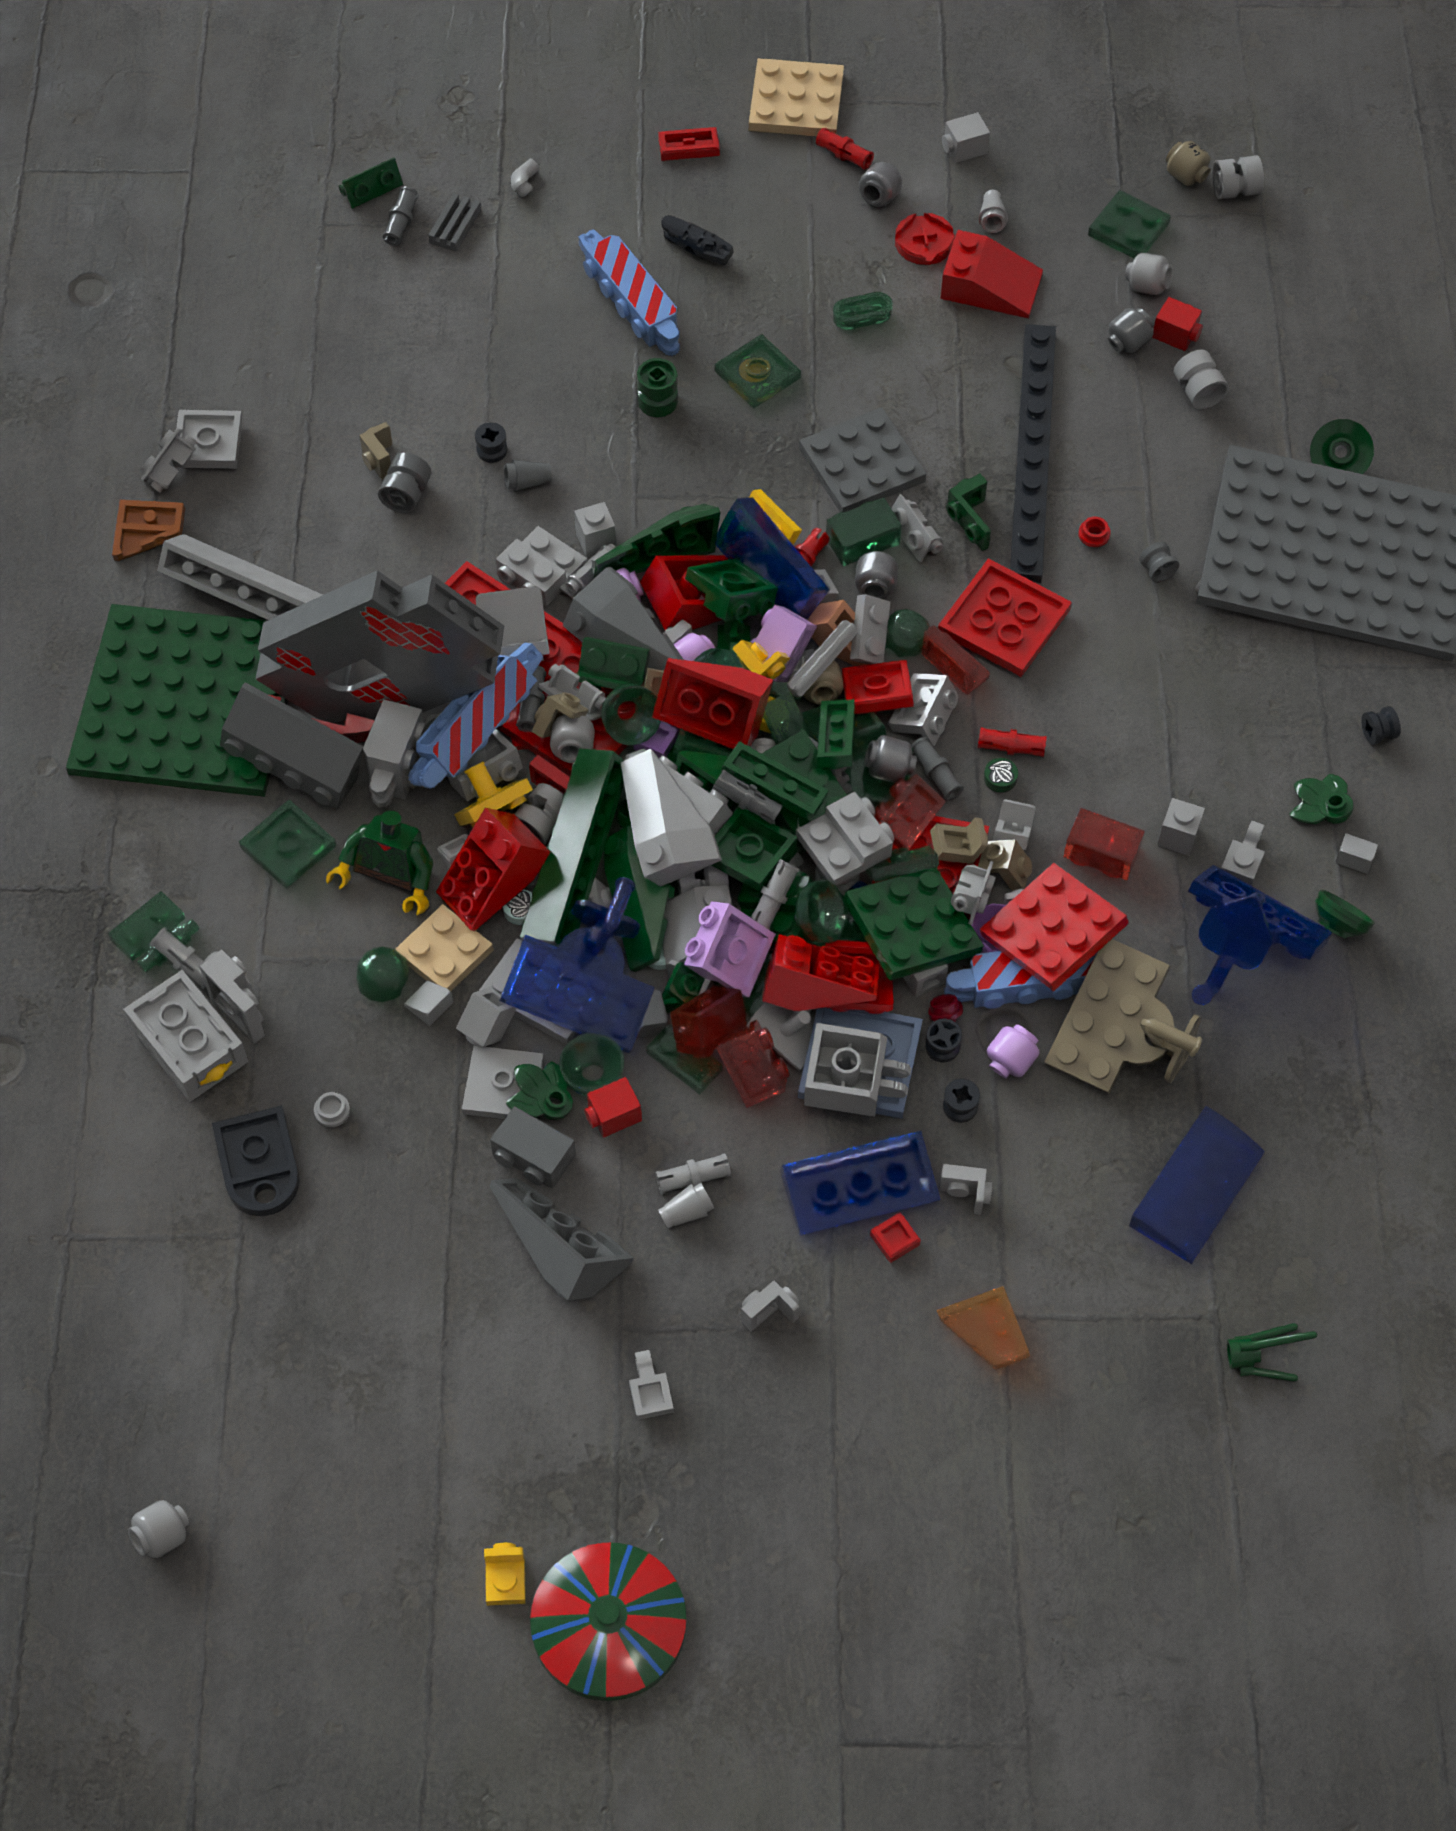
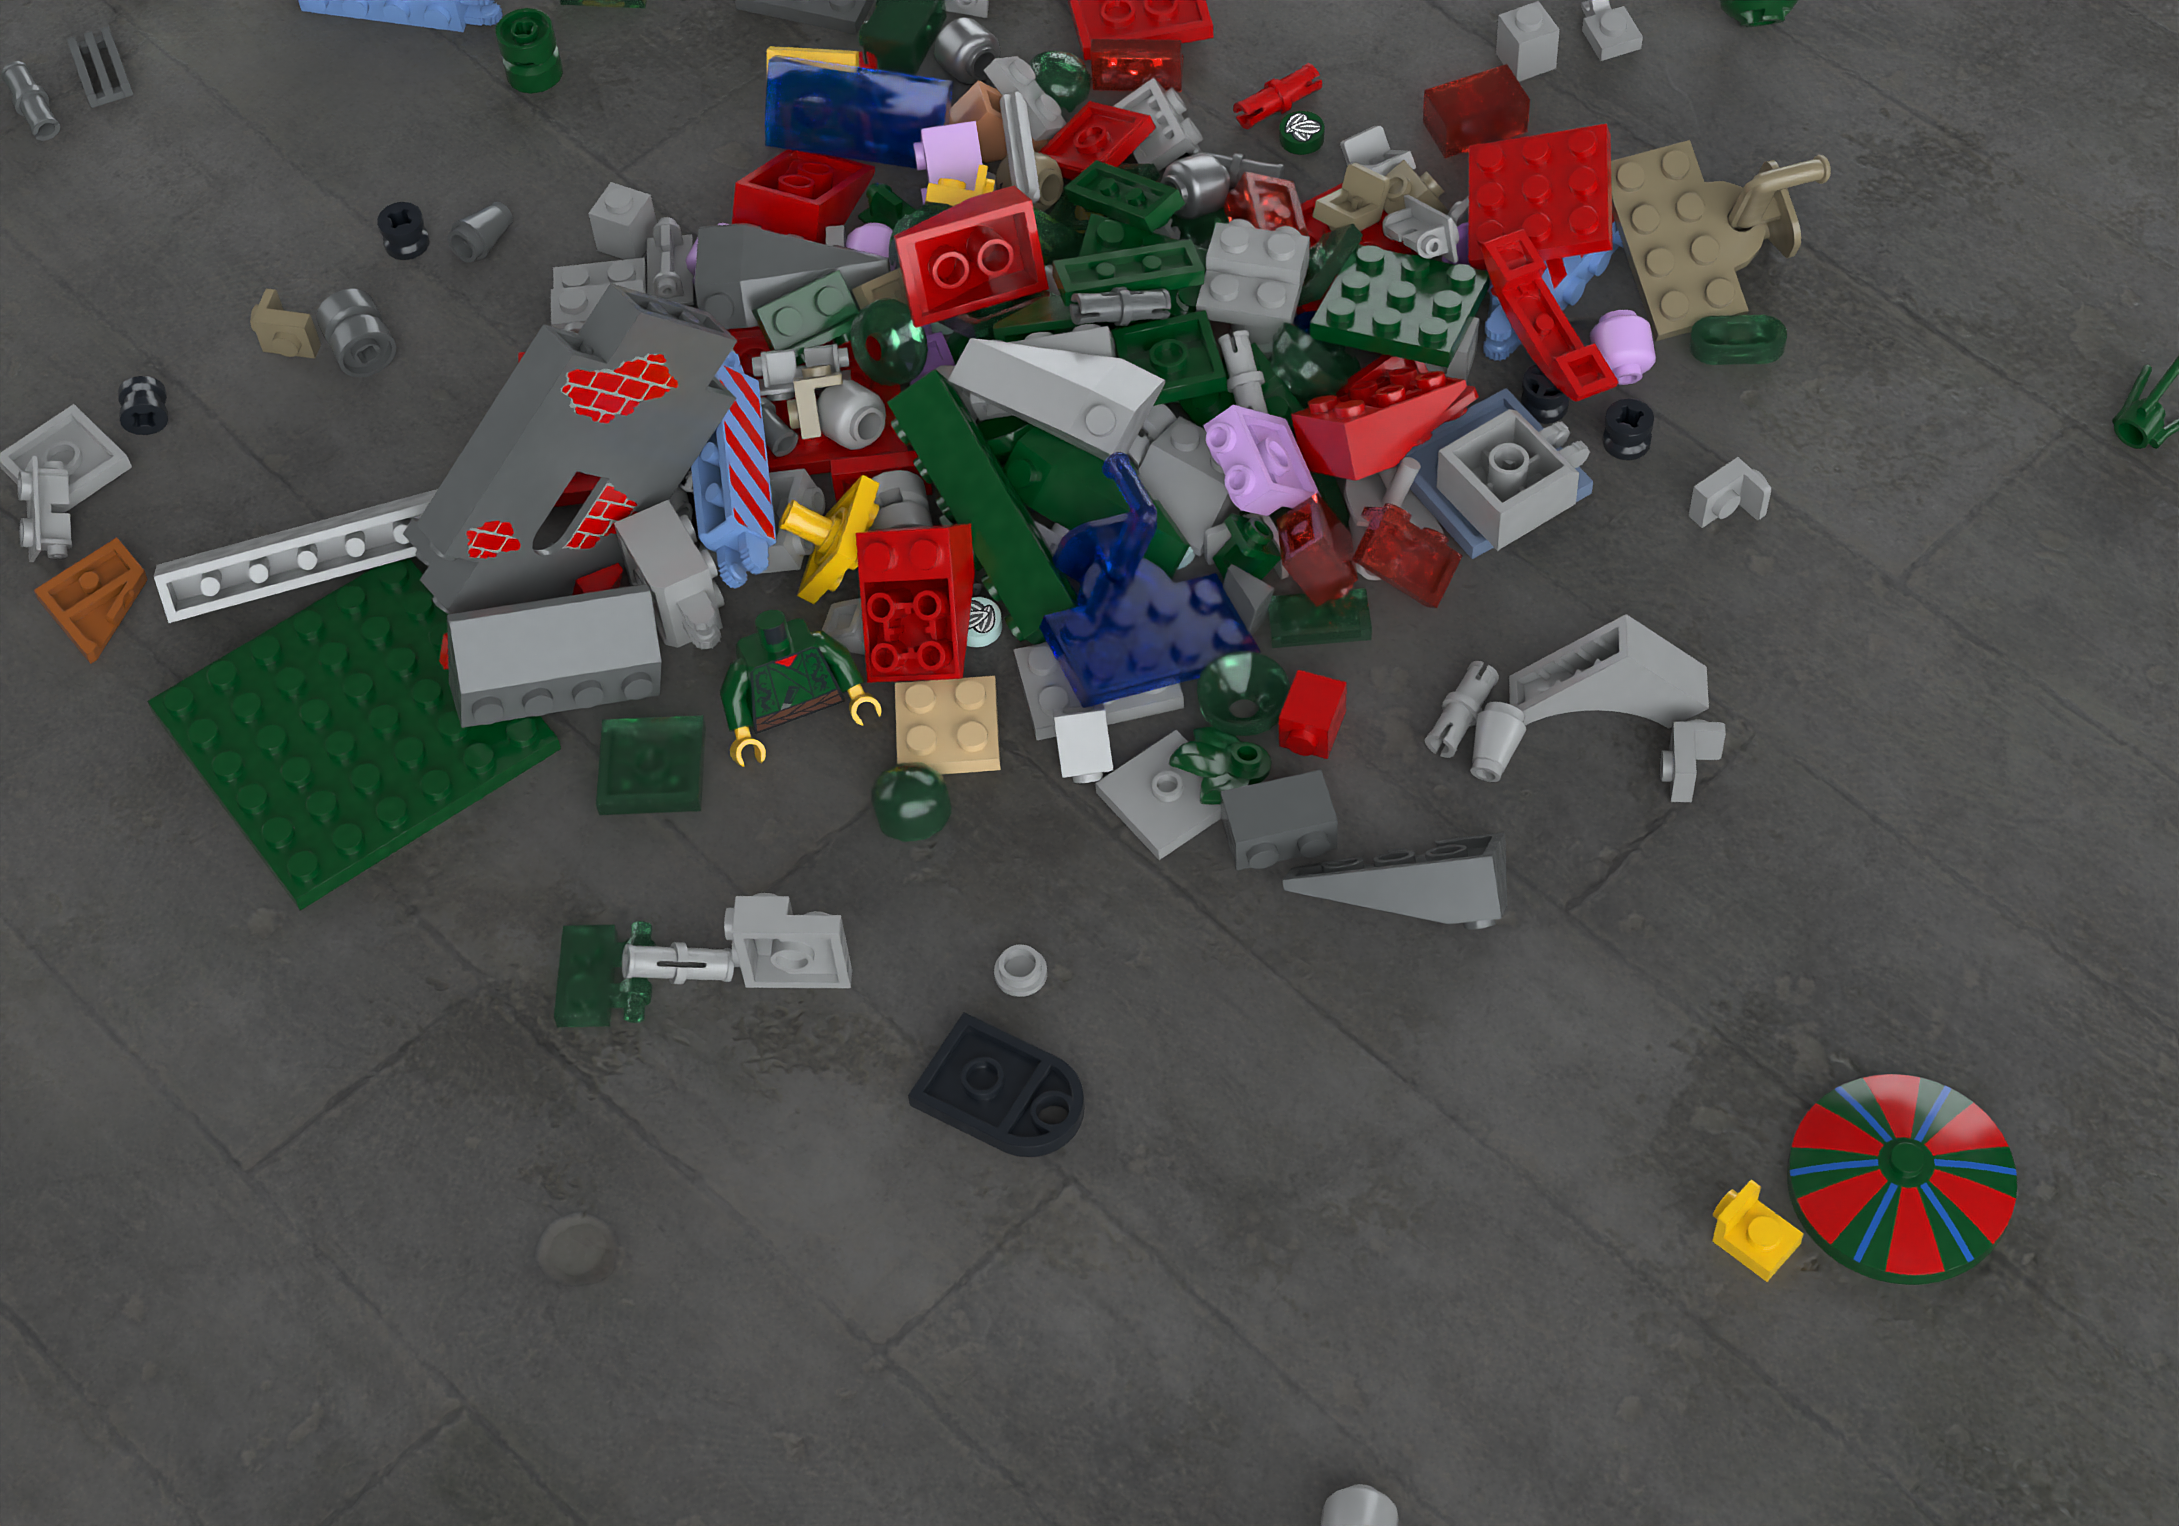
camera: 40 degrees left, 5 degrees down
(186, 1035) = (778, 1031): light grey piece -> none
(271, 438) = (142, 405): none -> black wheel
(429, 1002) = (993, 784): light grey slope -> none
(649, 1391) = (1674, 935): light grey plate -> none
(679, 533) = (720, 156): dark green wedge -> none
(732, 589) = (855, 158): dark green plate -> none
(777, 1229) = (1614, 670): none -> light grey arch
(860, 1183) = (1631, 567): clear blue slope -> none
(895, 1237) = (1718, 599): red tile -> none
(945, 1007) = (1510, 364): dark red plate -> none
(974, 998) = (1540, 322): none -> red slope
(988, 1327) = (1904, 597): clear orange wing -> none
(1084, 1104) = (1738, 339): none -> clear green plate
(1197, 1185) = (1919, 324): clear blue slope -> none
(1245, 926) = (1710, 65): clear blue plate -> none

